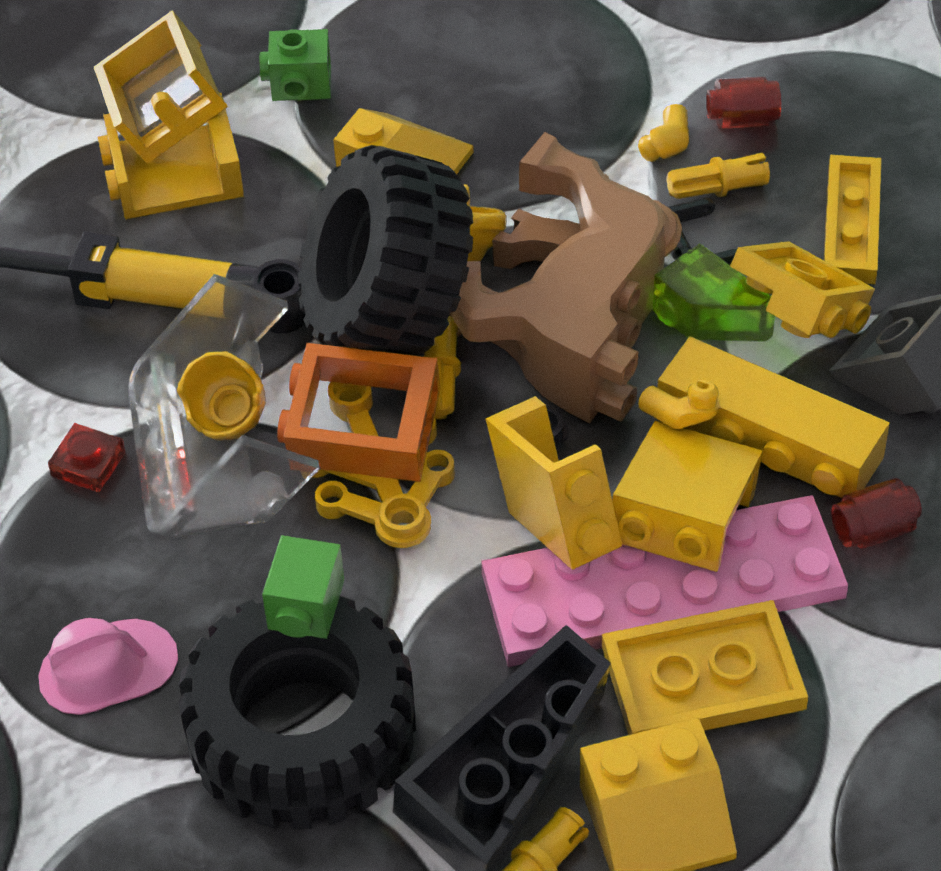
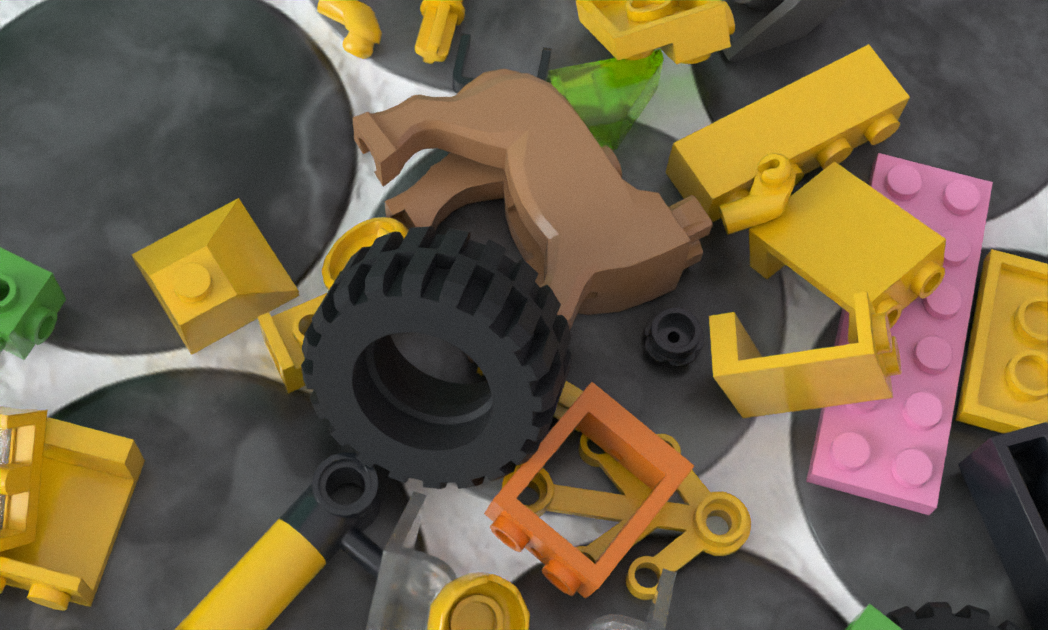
camera: 70 degrees left, 15 degrees up
(876, 514) = (931, 117): clear red brick -> none

